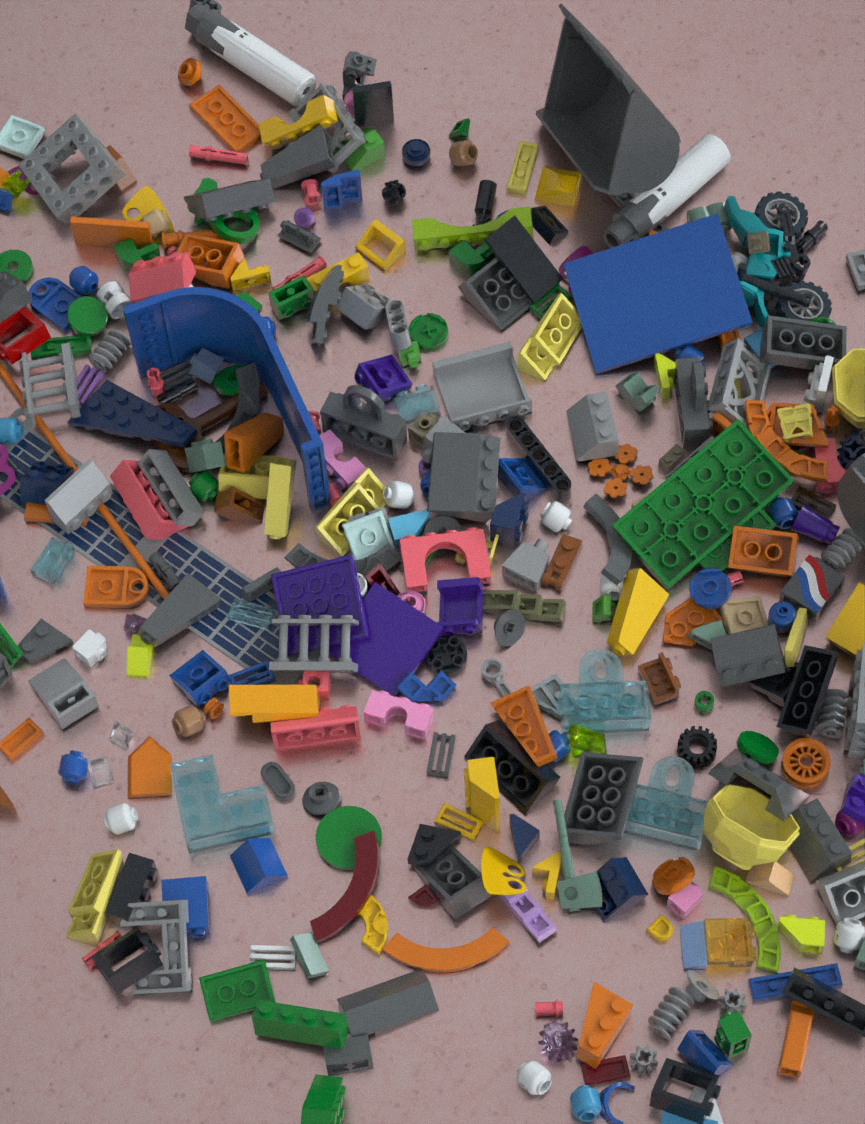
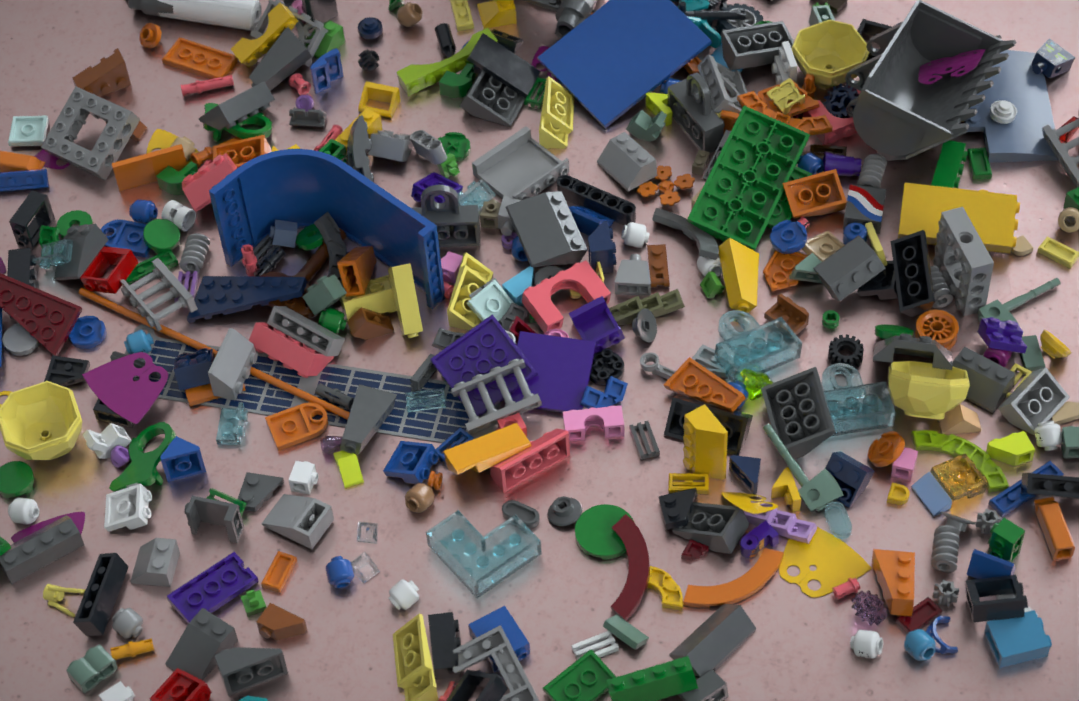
camera: 25 degrees left, 10 degrees down
(15, 184) = (46, 162): clear neon green tile -> none
(118, 105) = (104, 77): none -> dark orange wedge
(149, 770) = (406, 550): orange tile -> none
(257, 864) = (540, 583): blue slope -> none
(399, 494) = (499, 266): white head -> none
(490, 915) = (758, 539): none -> dark purple leg
(556, 966) = (830, 555): none -> yellow piece
(584, 930) = (838, 520): none -> clear light blue tile

